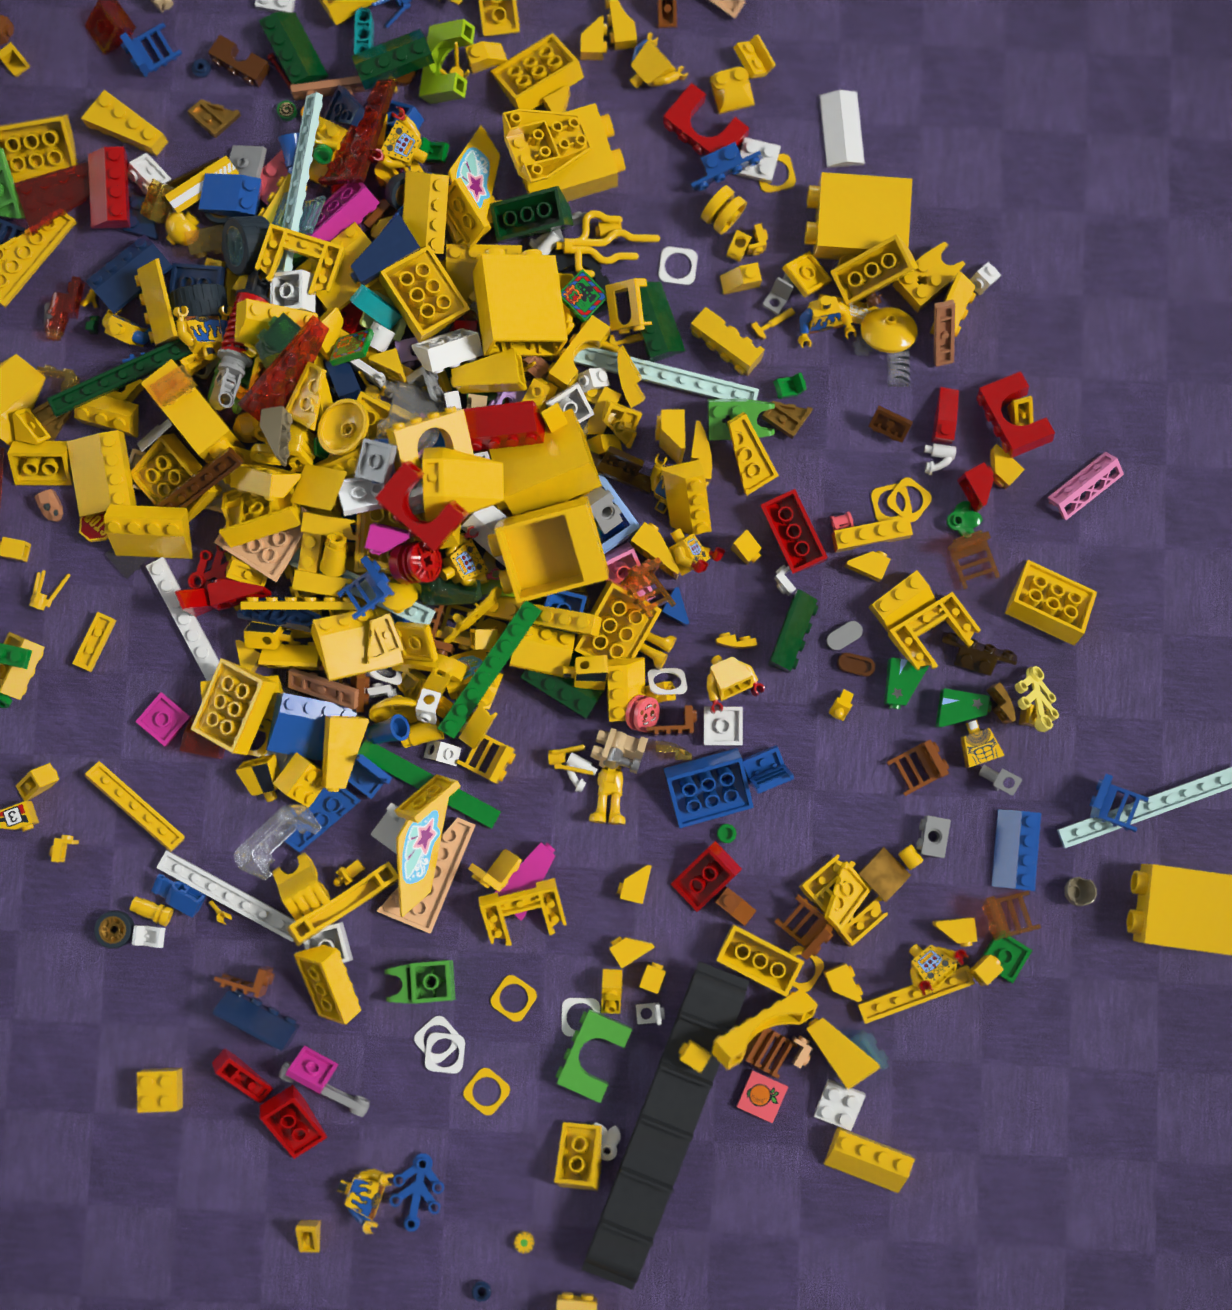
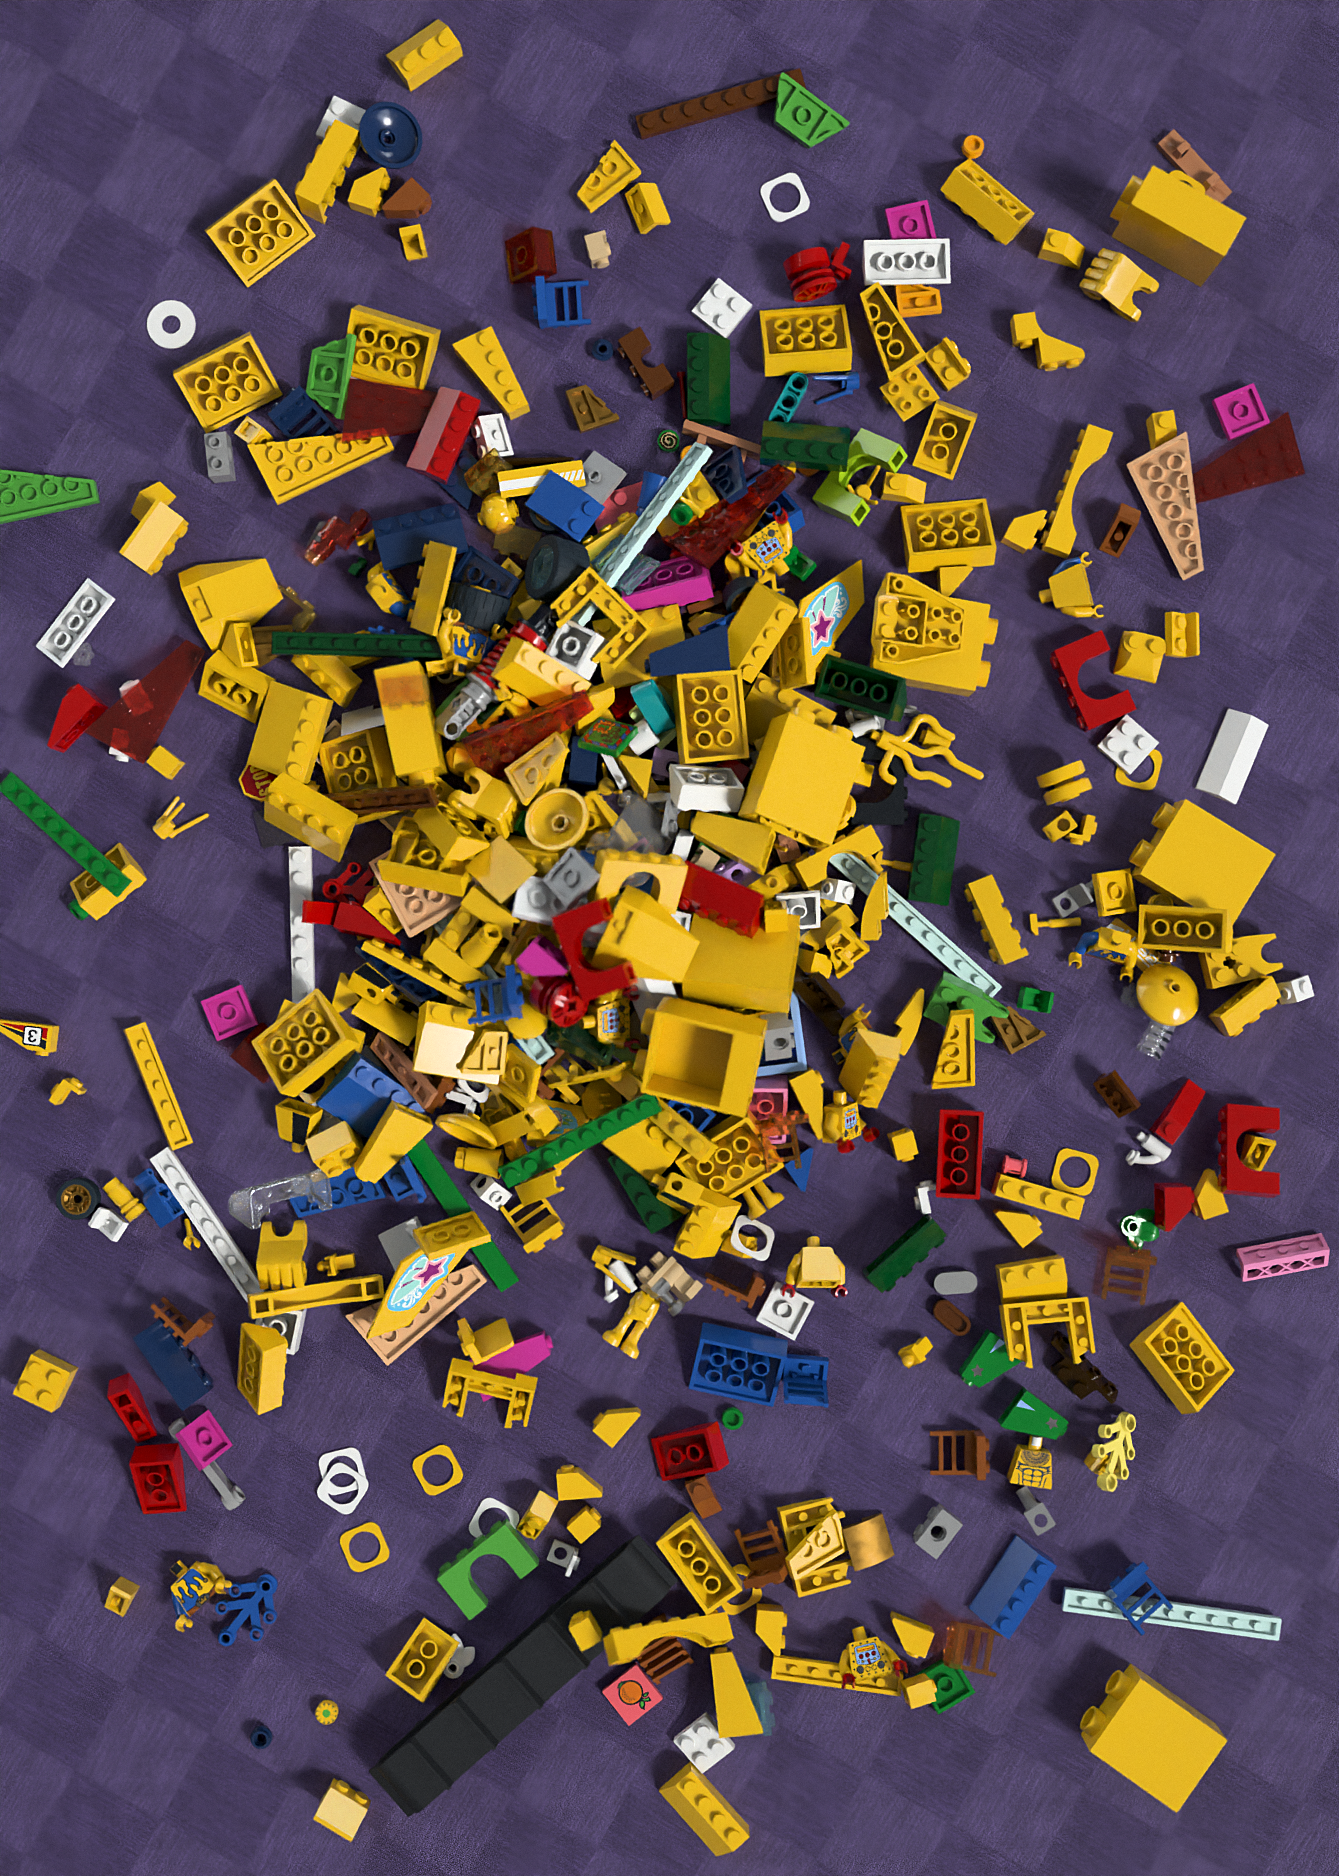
camera: 30 degrees right, 5 degrees up
(37, 781) = (74, 1011): yellow slope -> none
(50, 505) = (223, 735): nougat rock -> none
(94, 641) = (199, 898): yellow plate -> none
(276, 338) = (534, 697): clear green slope -> none
(276, 427) = (488, 784): dark tan slope -> none
(391, 729) = (448, 1144): blue plant -> none
(416, 984) = (348, 1408): bright green brick -> none
(427, 712) = (493, 1149): white bracket -> none
(483, 638) = (589, 1103): yellow brick -> none
(583, 295) = (872, 801): tile -> none
(633, 287) = (914, 856): yellow panel -> none
(642, 713) = (710, 1258): coral head -> none
(671, 250) = (1006, 809): white piece -> none
(671, 433) = (888, 994): yellow slope -> none
(680, 752) = (720, 1304): clear yellow slope -> none
(723, 163) = (1089, 732): blue bracket -> none
(730, 641) = (836, 1228): yellow slope -> none
(741, 278) = (1044, 862): yellow slope -> none
(802, 1056) = (693, 1676): light nougat bracket -> none
(891, 500) = (1113, 1184): yellow piece -> none
(910, 857) = (903, 1538): yellow beam -> none
(944, 332) = (1222, 1031): nougat hinge -> none
(1004, 708) = (1077, 1439): pearl gold slope -> none
(1080, 891) = (1054, 1661): dark tan hair -> none

